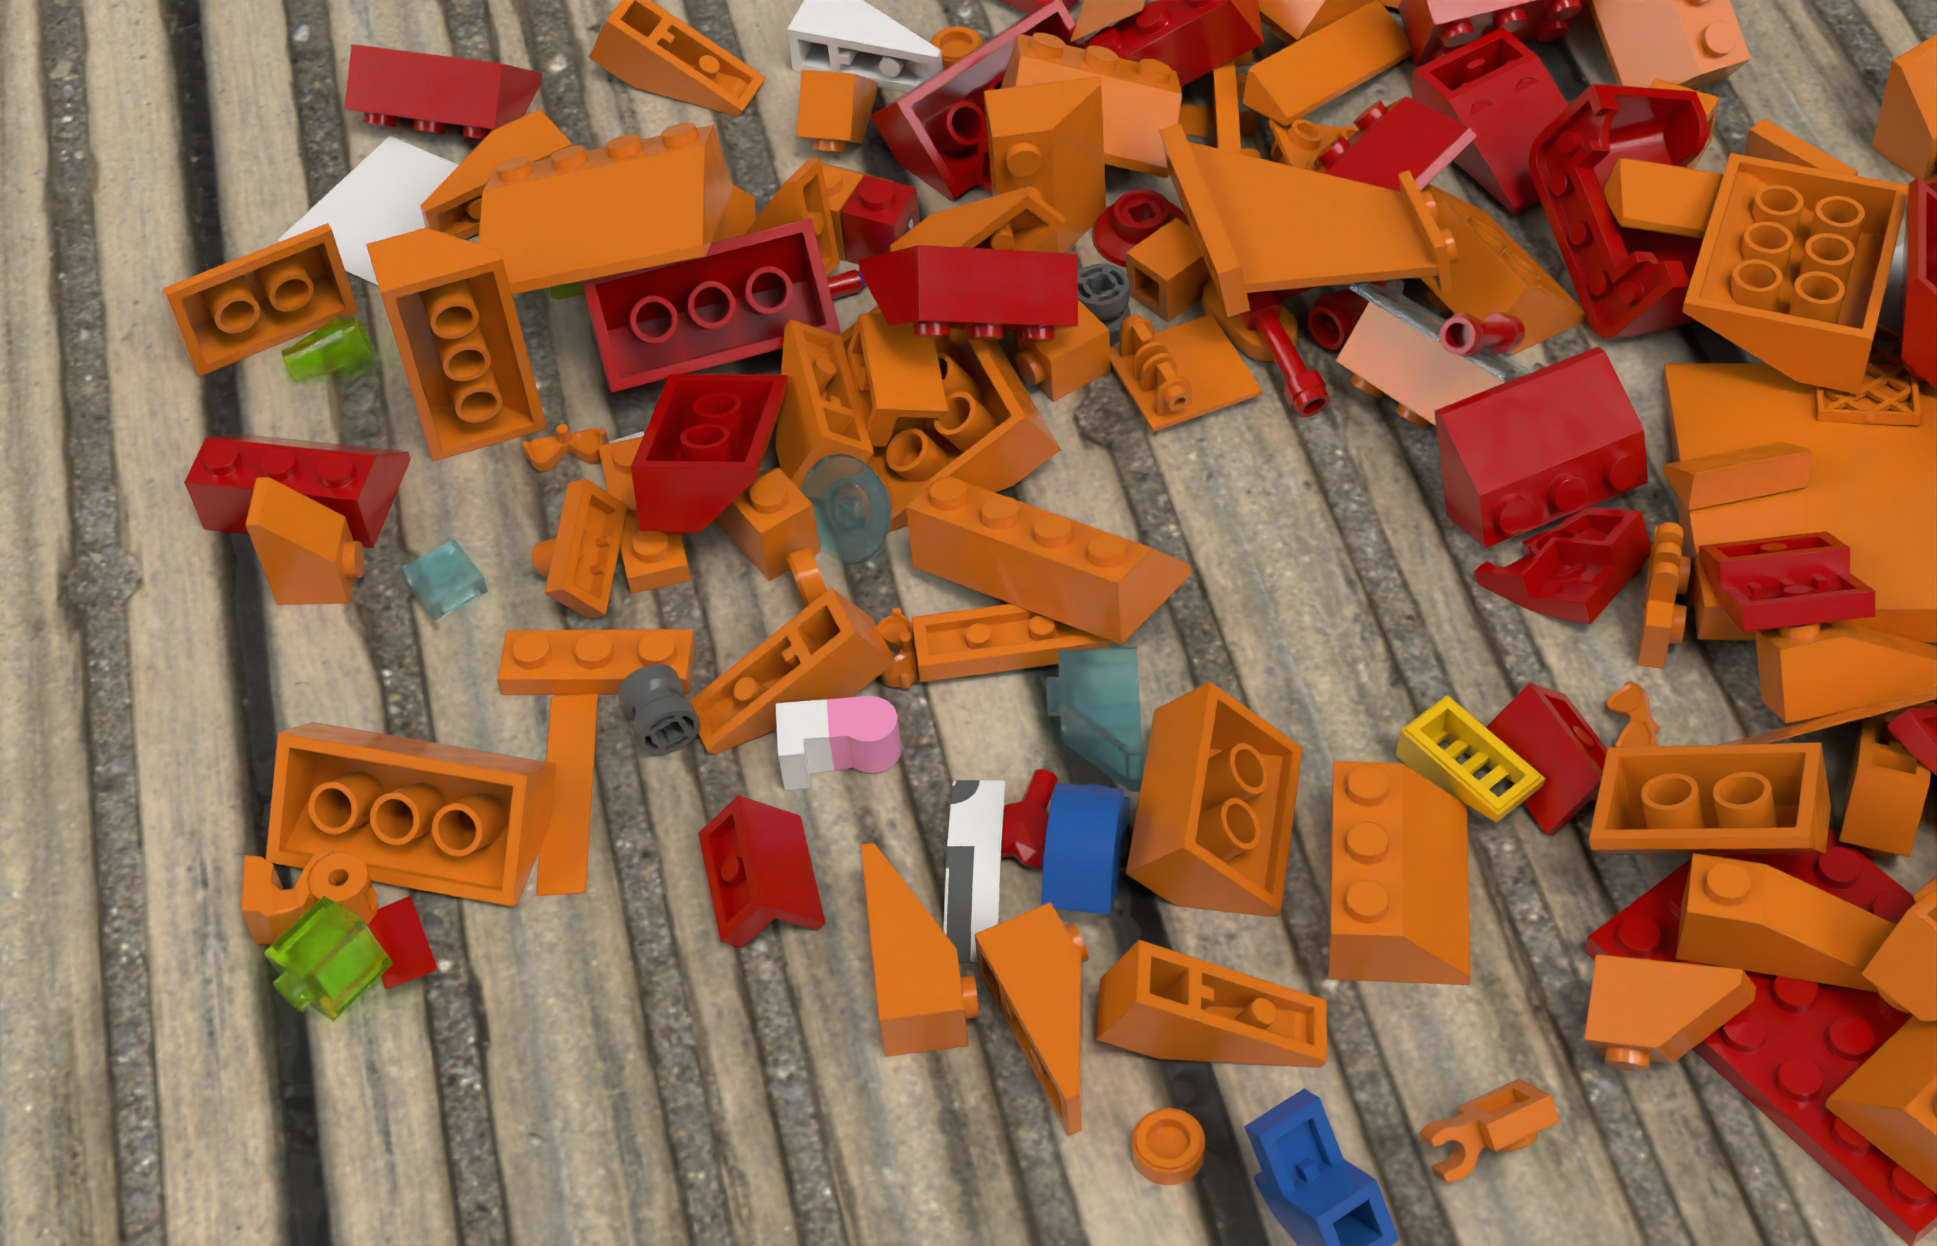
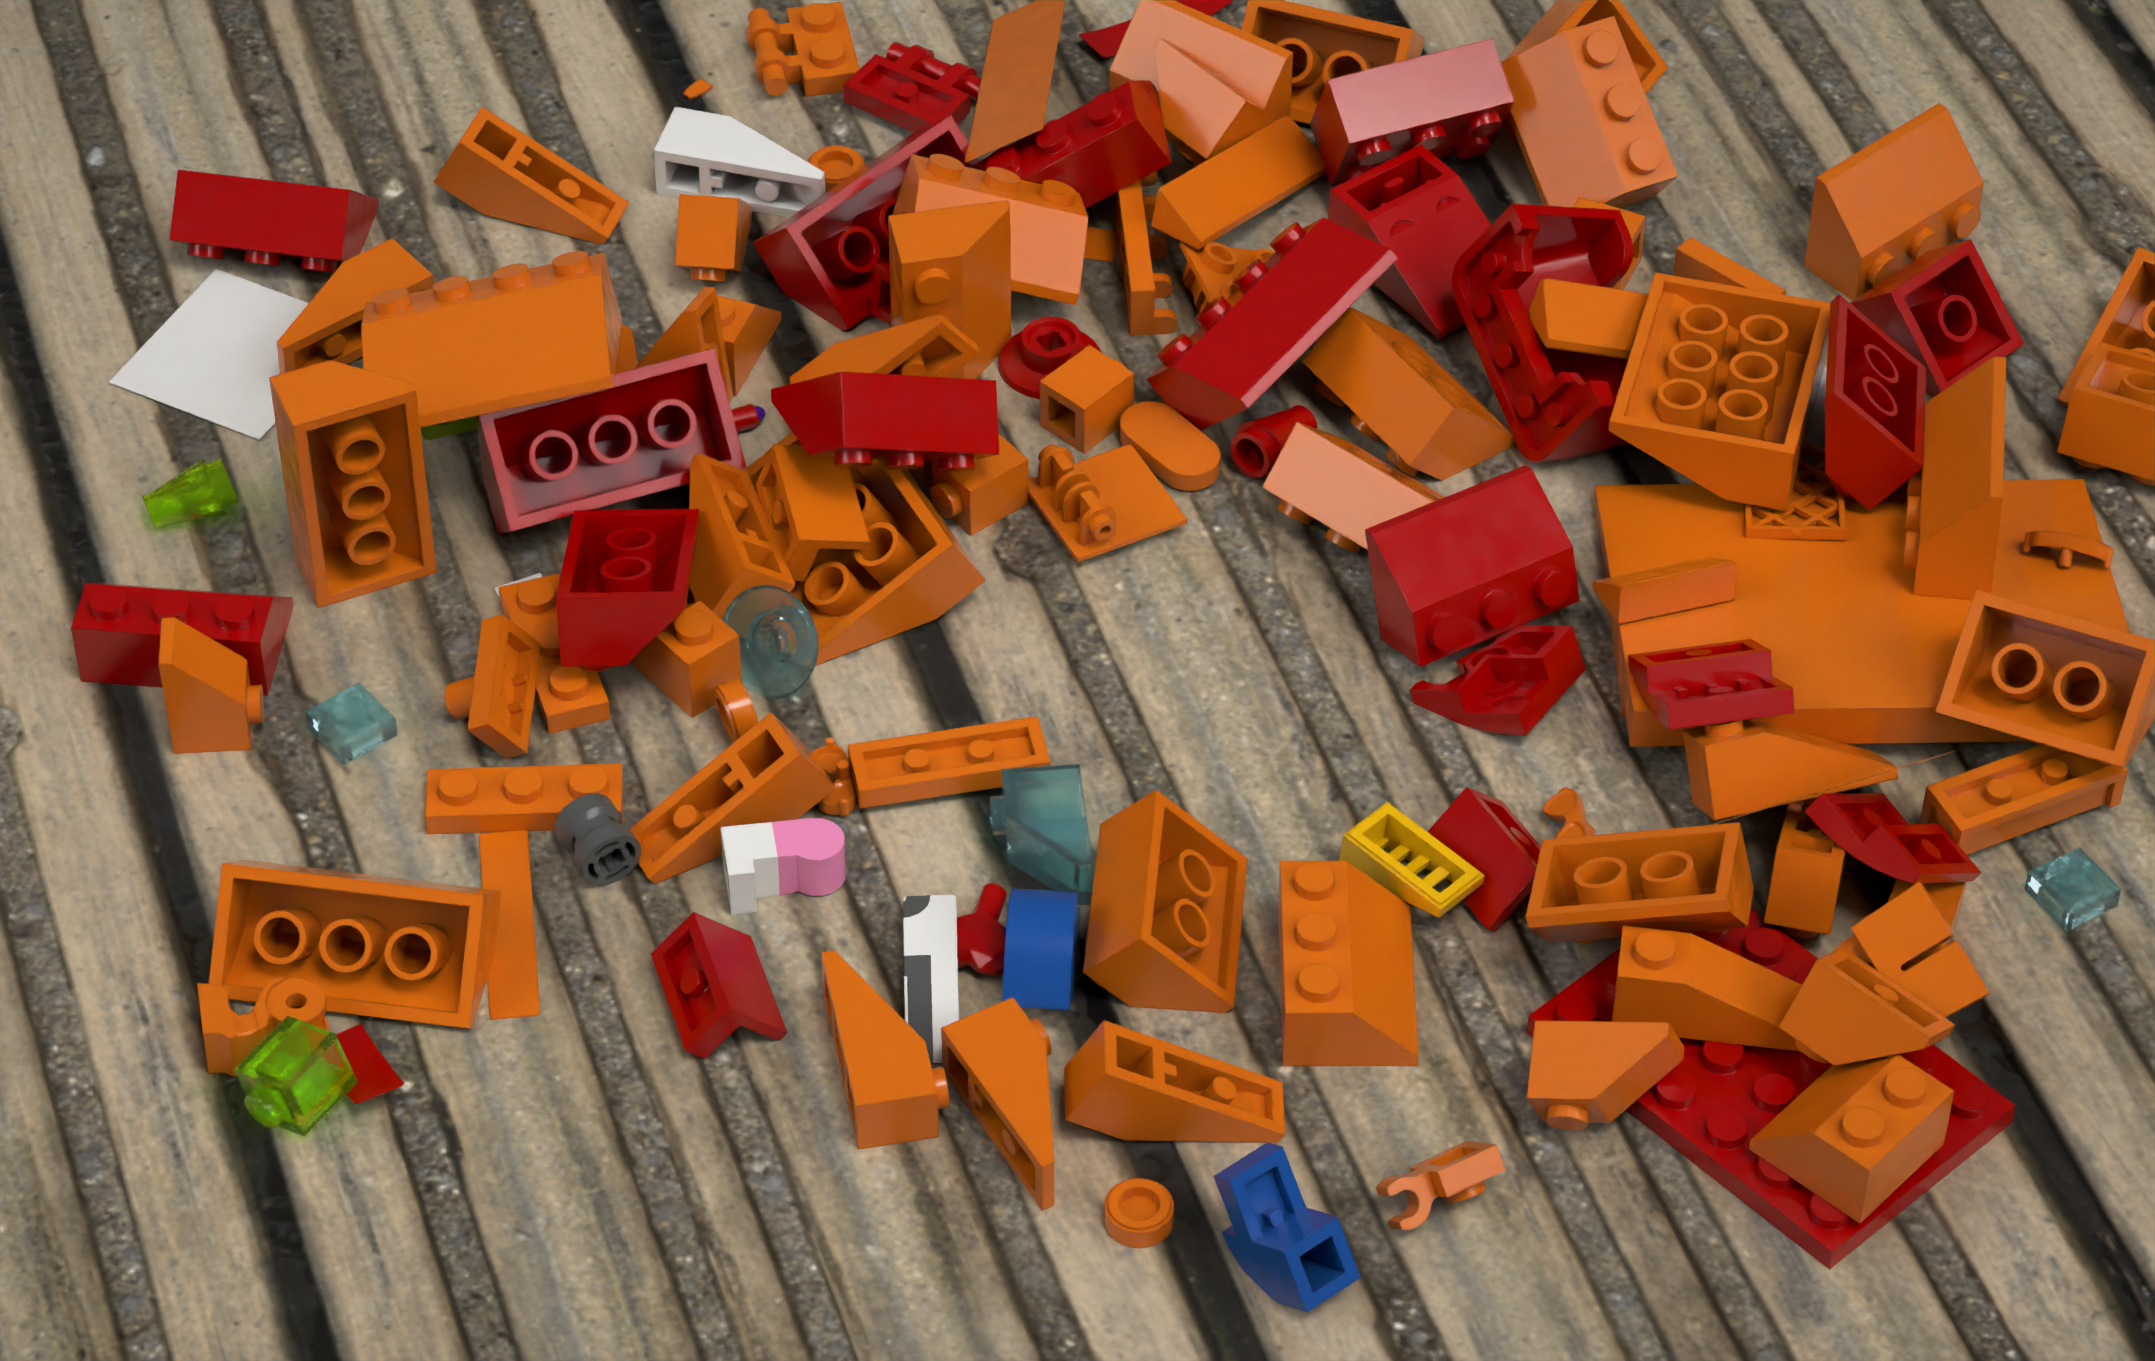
camera: 10 degrees left, 5 degrees down
(260, 300) = (111, 445): orange slope -> none
(548, 451) = (442, 594): orange piece -> none
(877, 217) = (772, 350): red brick -> none
(1039, 559) = (973, 682): orange slope -> none
(1106, 294) = (1023, 425): dark grey wheel -> none
(1300, 228) = (1217, 352): orange piece -> none
(1303, 388) = (1230, 516): red bar -> none
(1429, 323) = (1317, 424): clear light blue piece -> none
(1467, 334) = (1395, 455): red bar -> none
(1666, 577) = (1598, 688): orange hinge -> none

